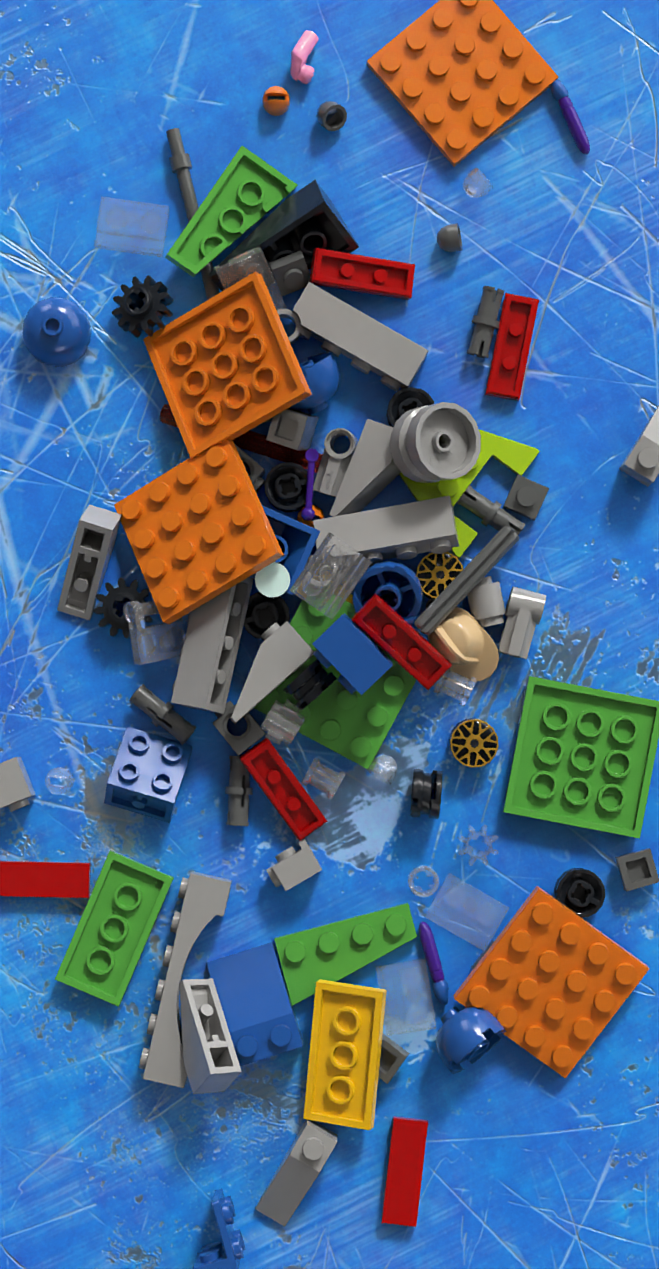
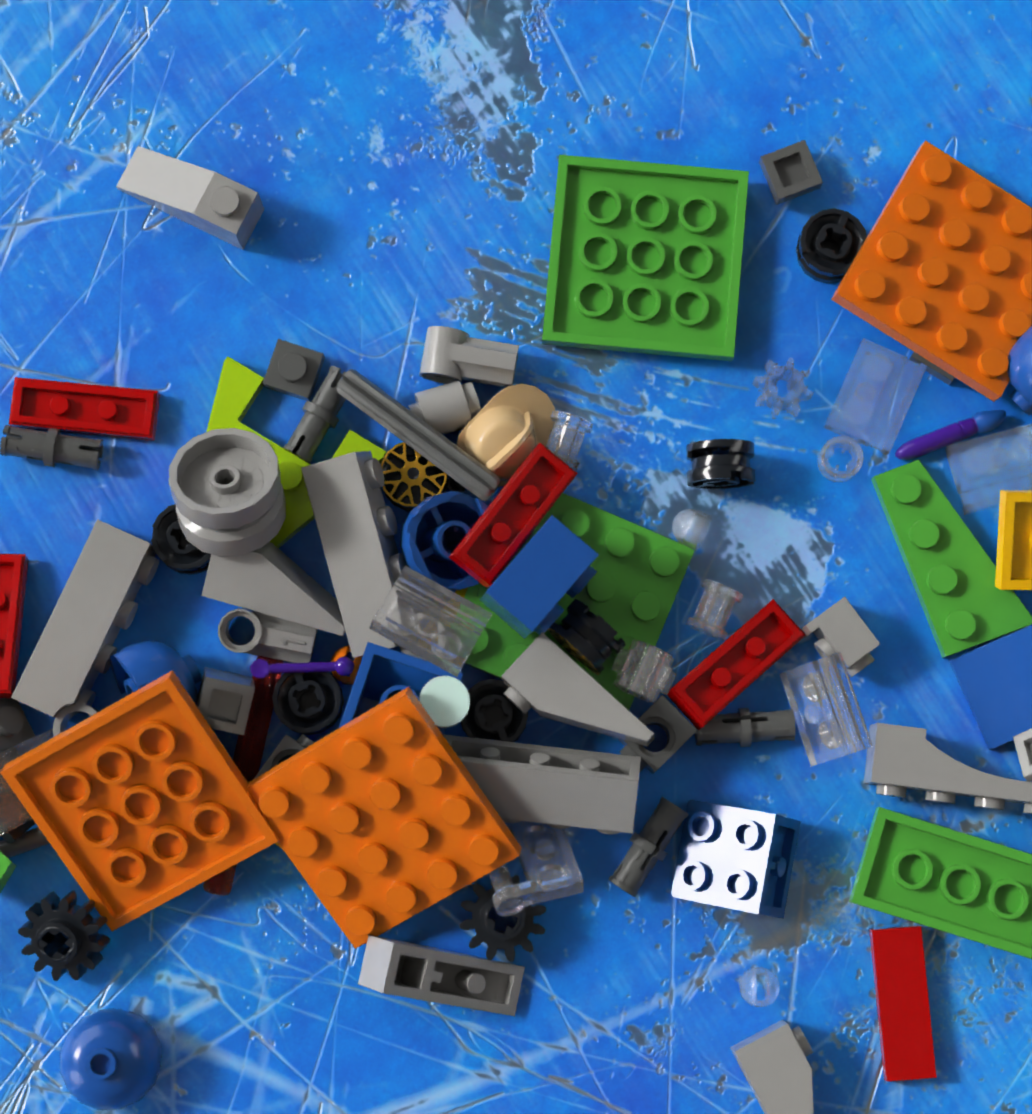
camera: 95 degrees left, 5 degrees down
(244, 848) = (826, 709): none -> clear plate
(473, 742) = (641, 408): wheel -> none

